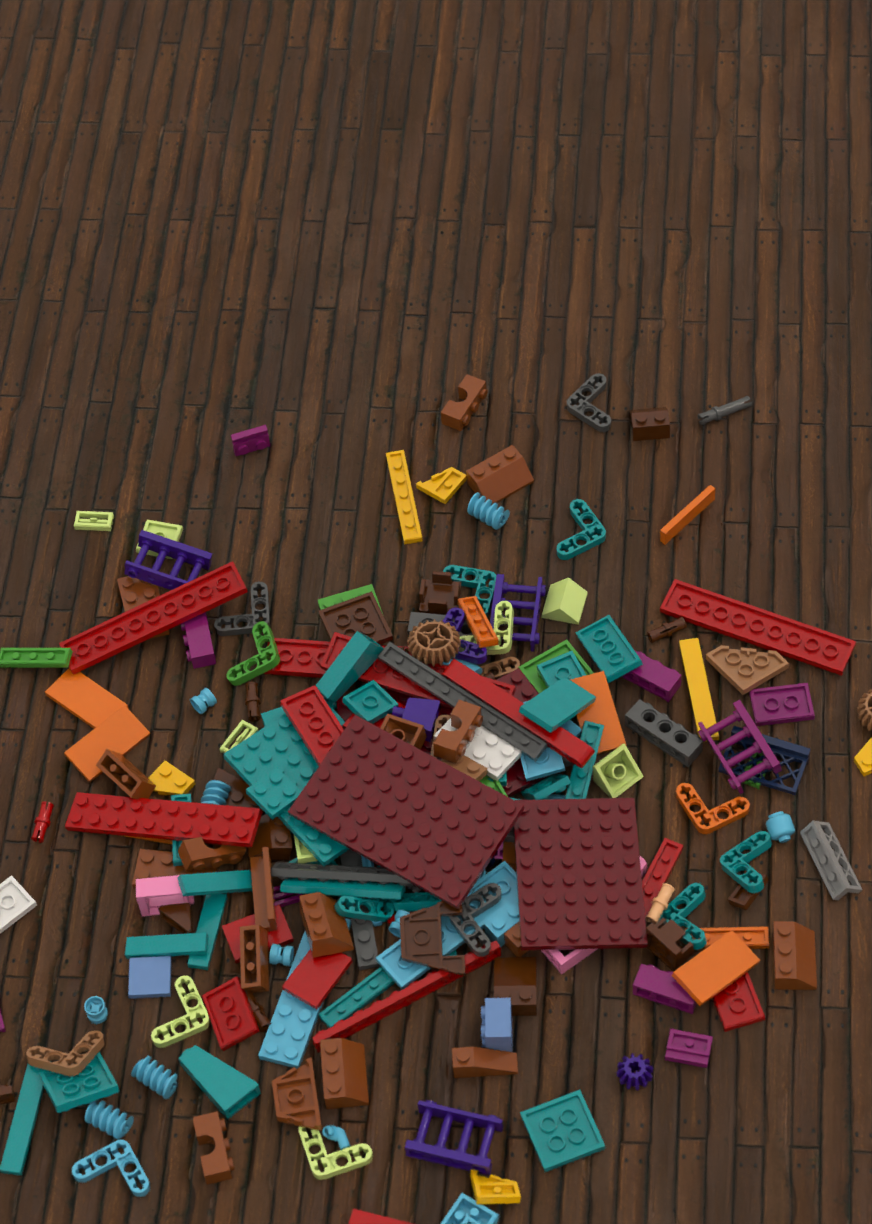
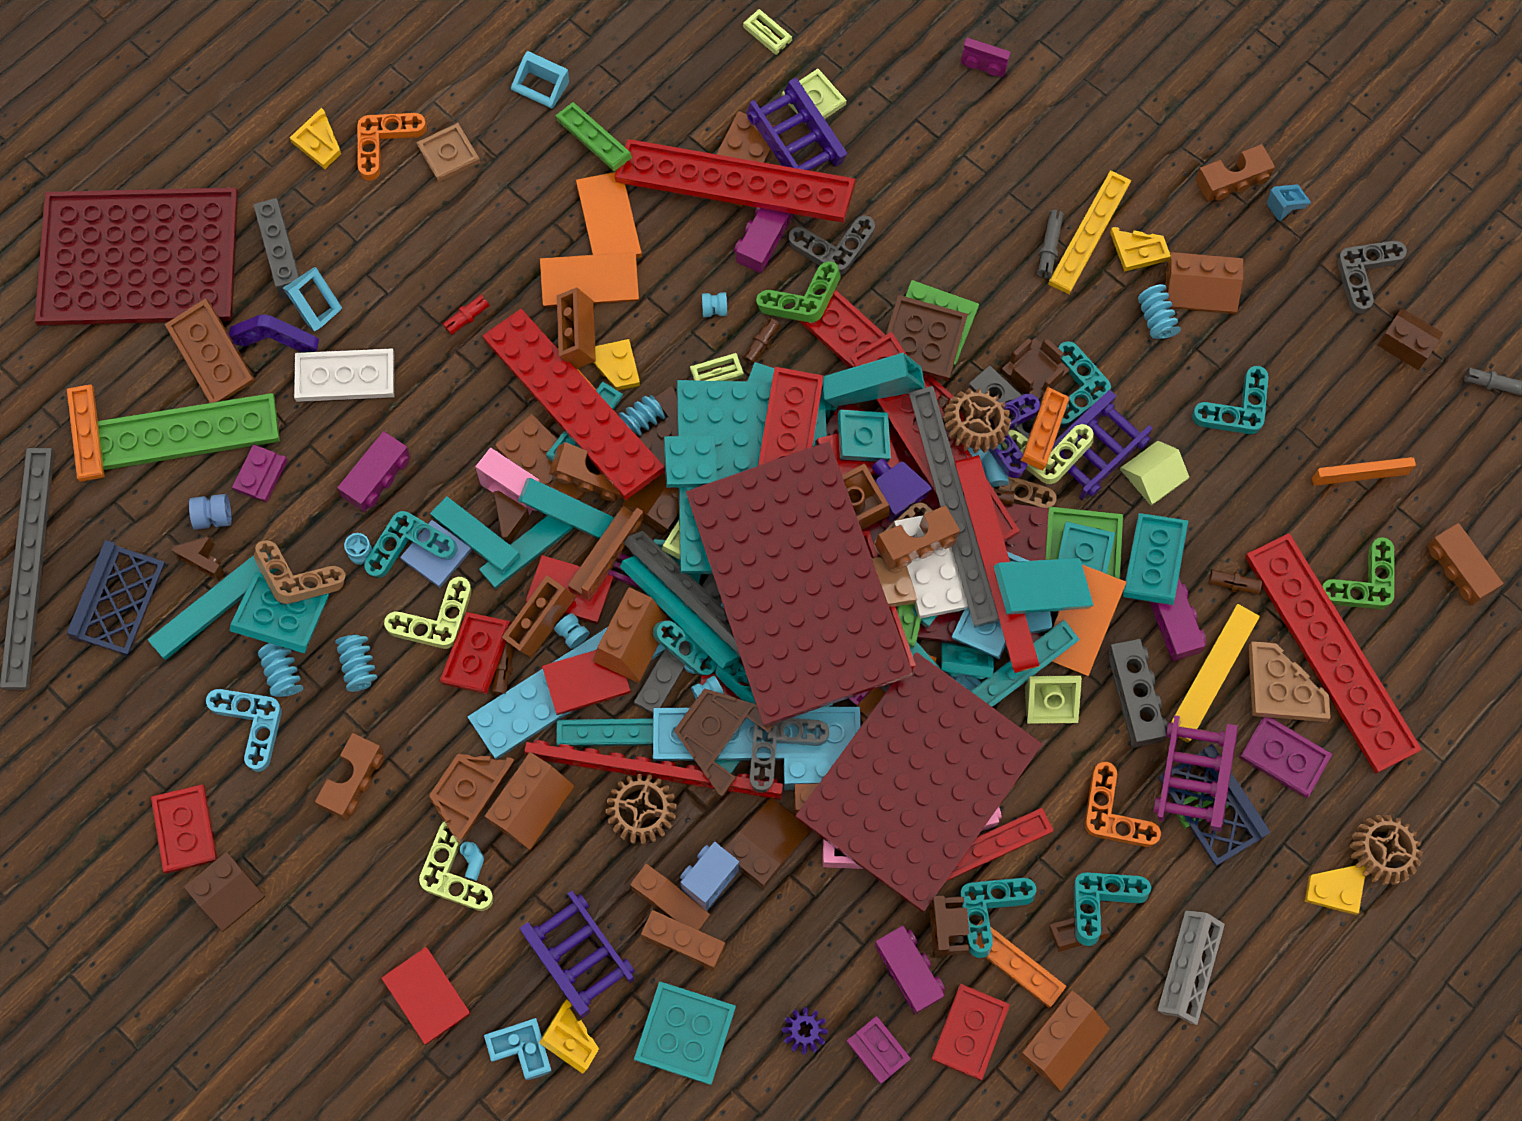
camera: 30 degrees right, 15 degrees up
(65, 957) = (374, 472): none -> magenta brick
(124, 975) = (409, 533): none -> teal beam
(220, 1082) = (408, 713): teal slope -> none
(388, 523) = (1049, 251): none -> dark grey pin
(431, 1015) = (652, 811): none -> medium nougat gear
(507, 397) = (1285, 199): none -> dark azure slope
(526, 1072) = (683, 939): none -> dark orange arch
(660, 903) = (976, 875): light nougat pin -> none
(715, 968) = (973, 991): orange tile -> none
(748, 572) = (1374, 583): none -> bright green beam
(780, 826) = (1169, 890): medium azure head -> none
(791, 523) = (1464, 564): none -> dark orange brick

